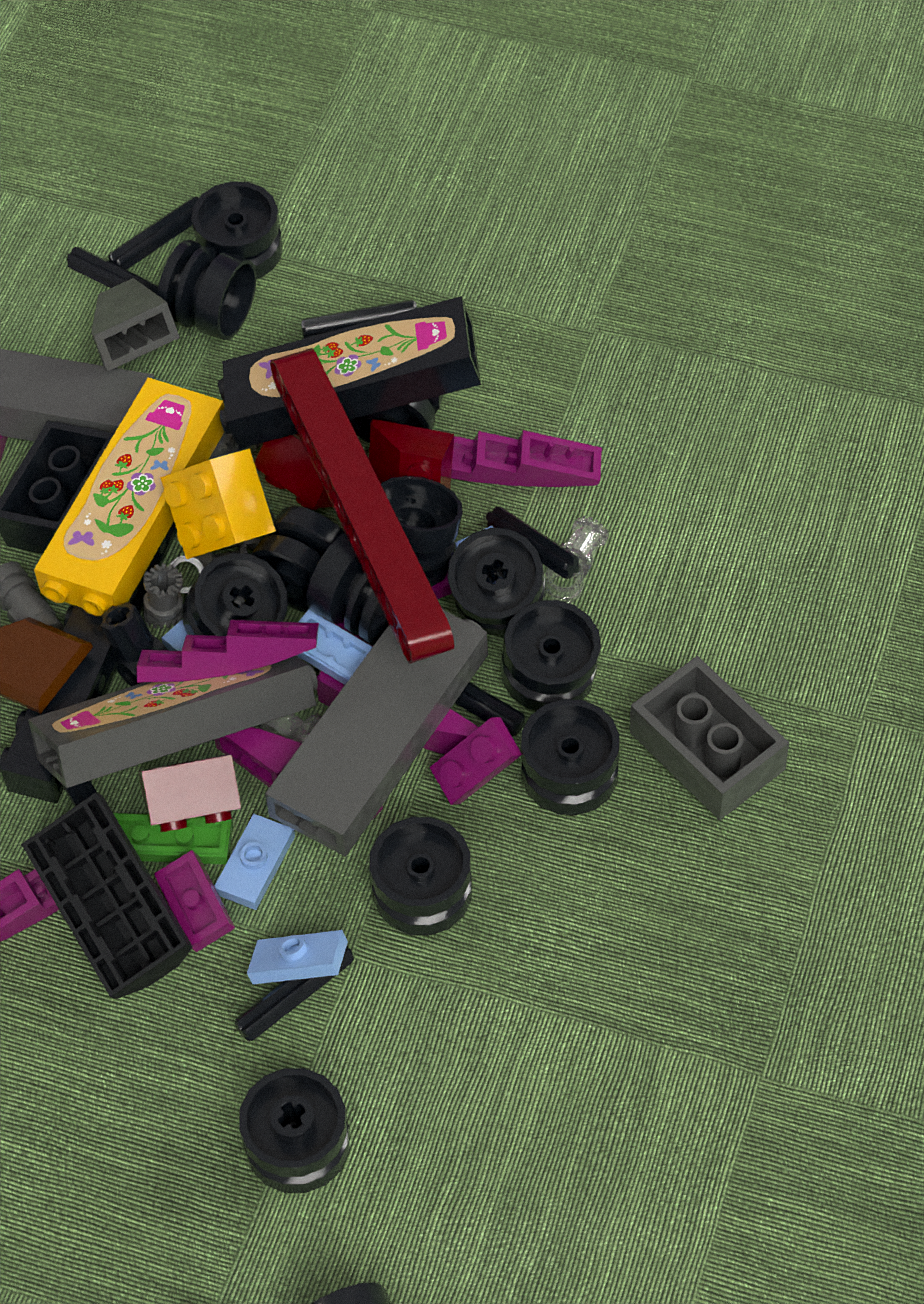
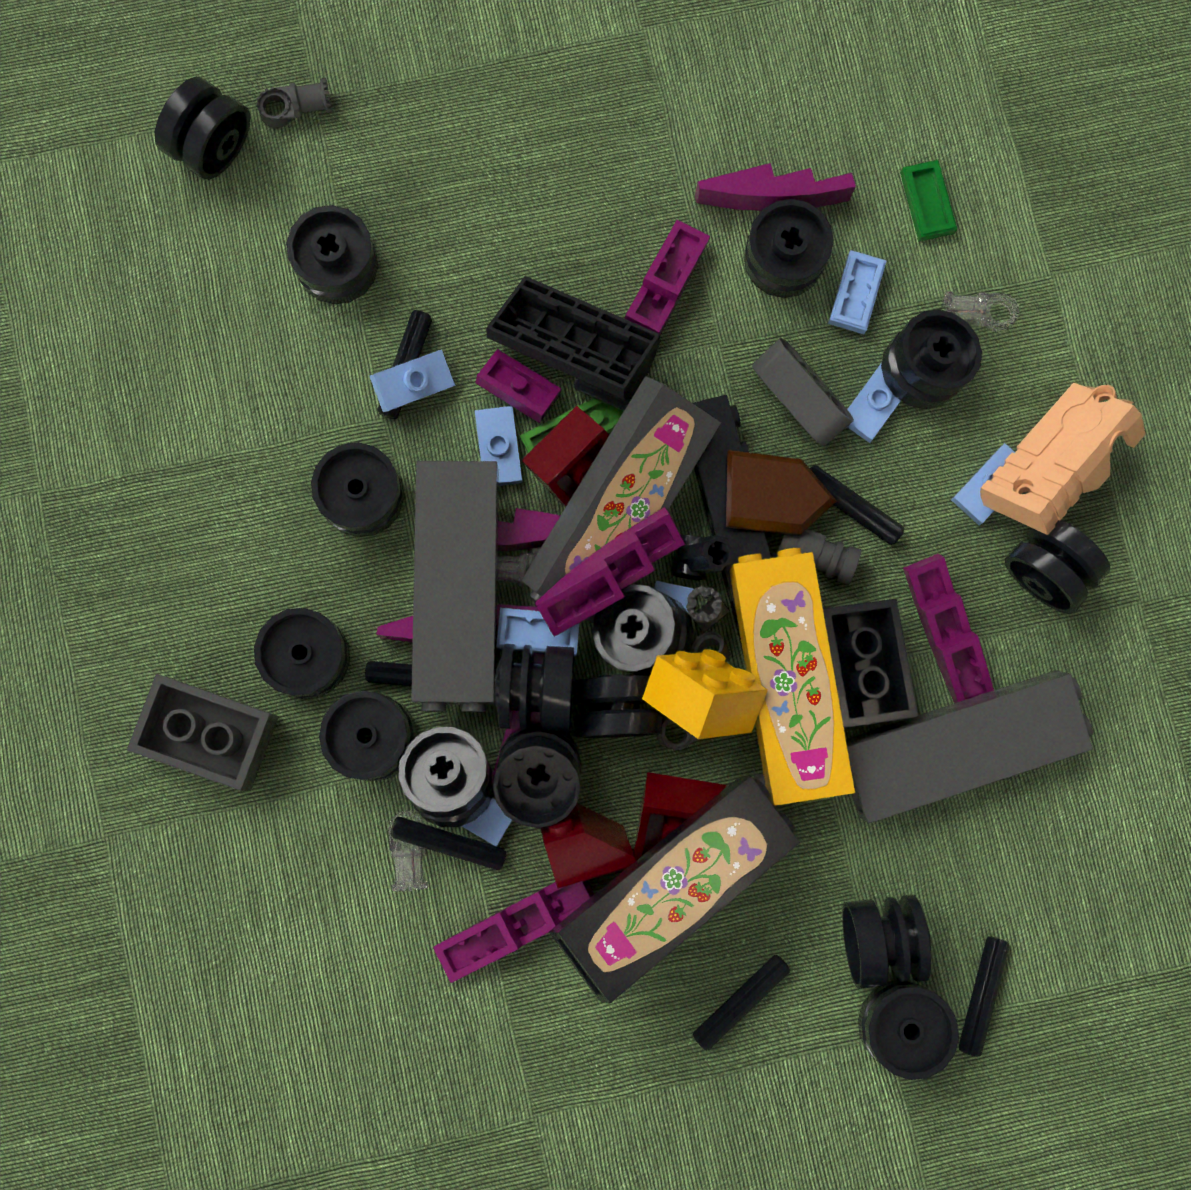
camera: 140 degrees right, 25 degrees up
(103, 270) = (985, 925): black axle -> none
(130, 323) = (926, 861): dark grey slope -> none
(362, 507) = (568, 734): dark red beam -> none
(475, 760) = (371, 606): magenta plate -> none

